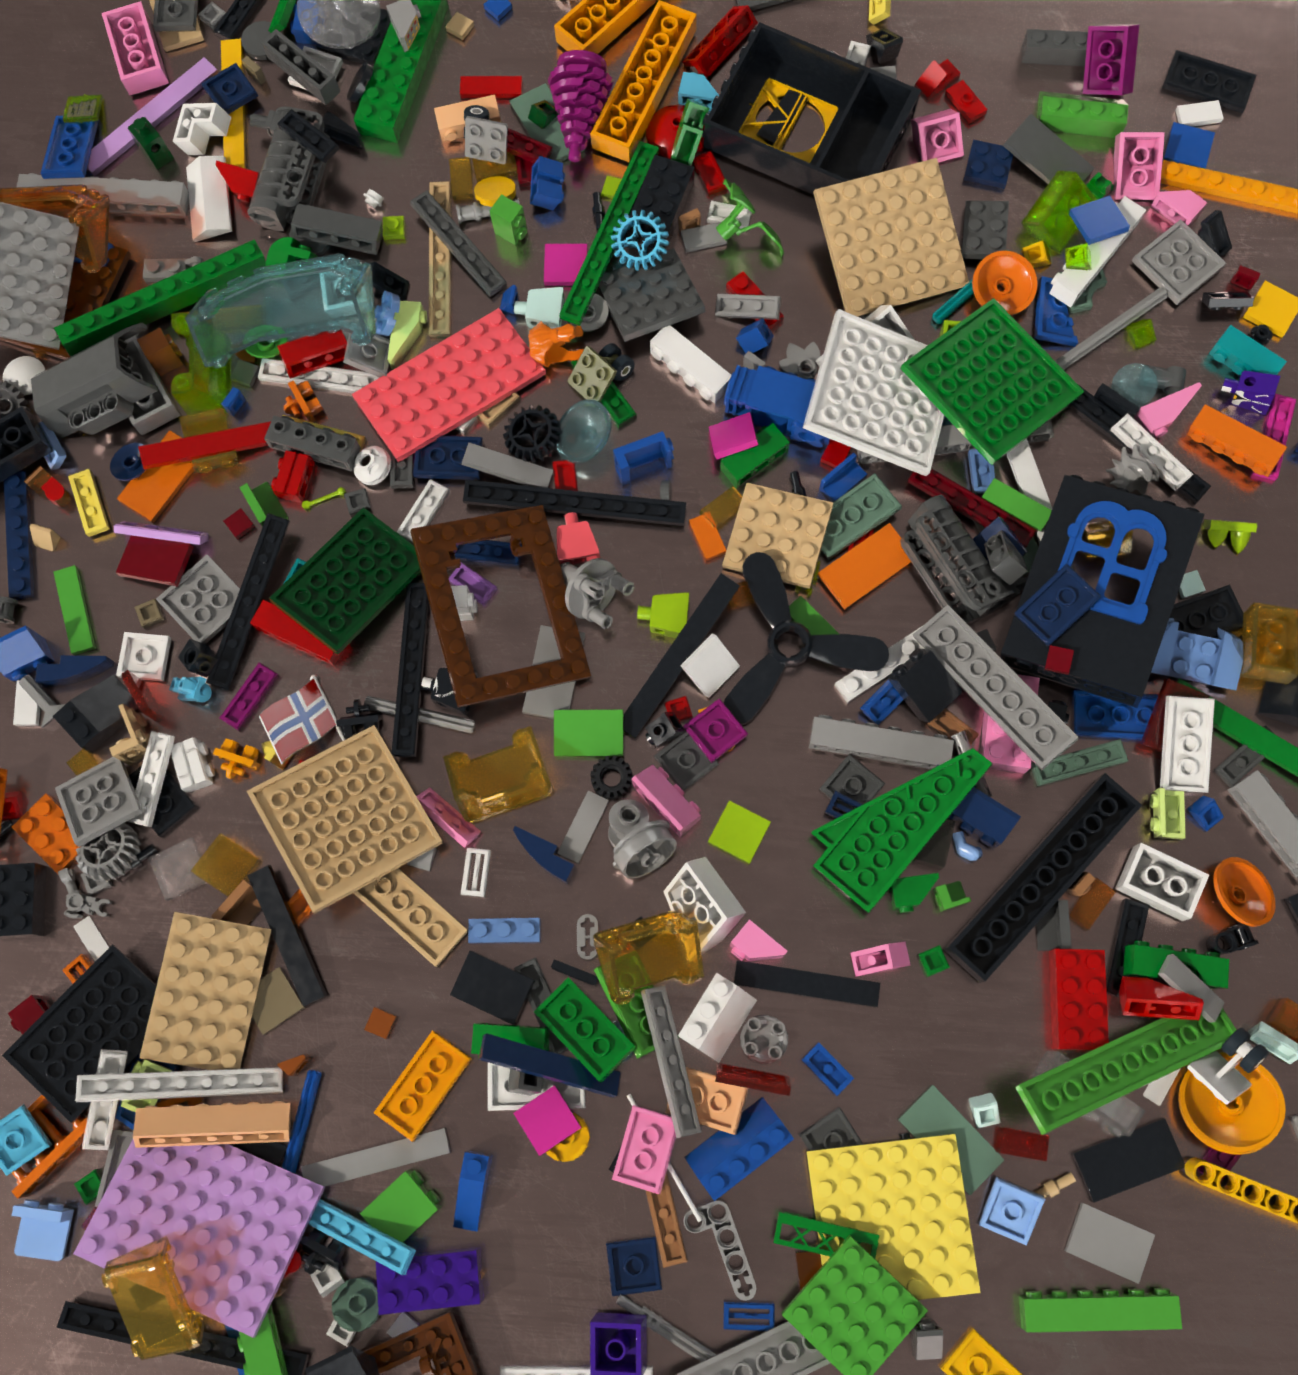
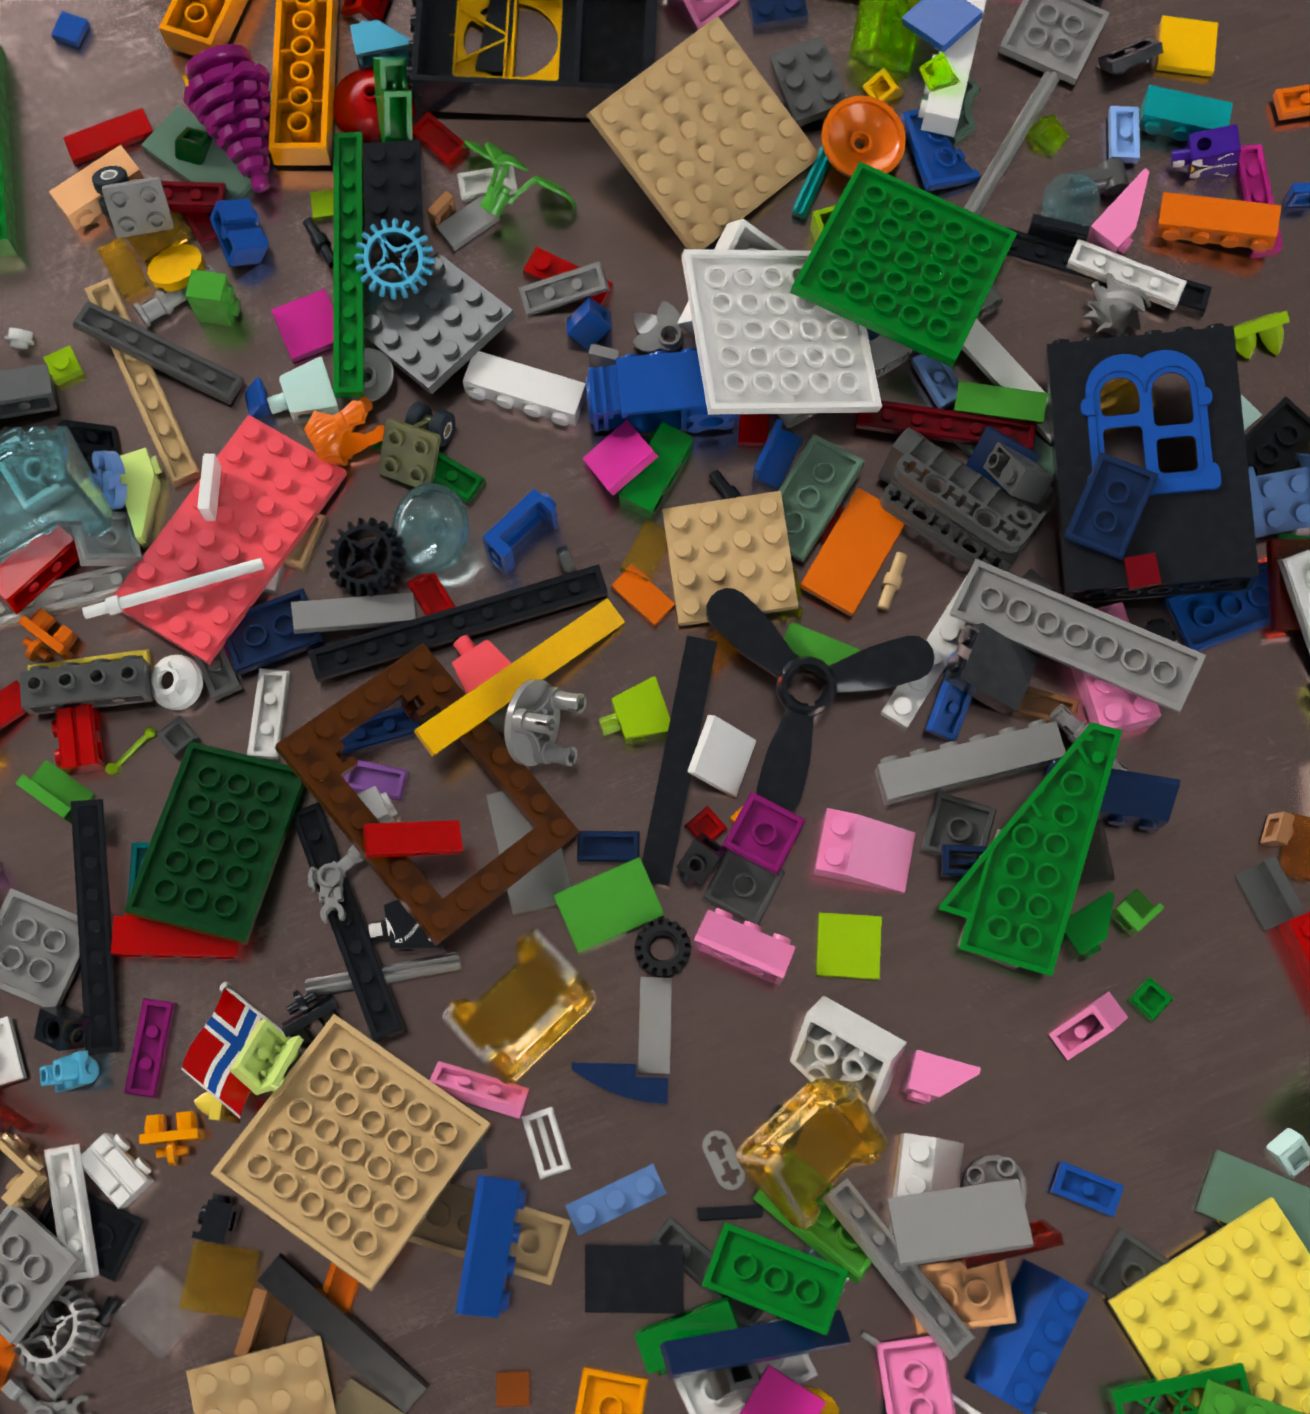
camera: 30 degrees left, 0 degrees up
(239, 523) = (33, 830): dark red tile -> none
(241, 826) = (217, 1220): none -> black brick
(316, 733) = (265, 1058): none -> yellowish green bracket
(354, 397) = (116, 604): none -> white bar
(404, 921) = (490, 1246): none -> blue slope
(412, 636) = (330, 879): none -> light grey piece
(449, 344) = (209, 487): none -> white tile
(459, 26) = (31, 73): tan tile -> none
(473, 629) = (412, 838): none -> red tile
(606, 694) = (608, 846): none -> dark blue tile
(613, 551) = (536, 664): none -> yellow tile
(638, 843) = (733, 1013): light grey piece -> none
(724, 1048) = (959, 1222): none -> light grey tile
(779, 772) = (864, 851): none -> bright pink slope
(807, 983) = (1014, 1096): black tile -> none
(884, 597) = (892, 581): none -> tan bar
(964, 849) = (1127, 847): light blue arm -> none
(1042, 878) = (1233, 843): black brick -> none
(1081, 762) = (1215, 681): sand green tile -> none
(1197, 353) = (1124, 133): none -> light blue plate
(1245, 277) = (1139, 21): dark red tile -> none
(1267, 334) = (1180, 84): black plate -> none

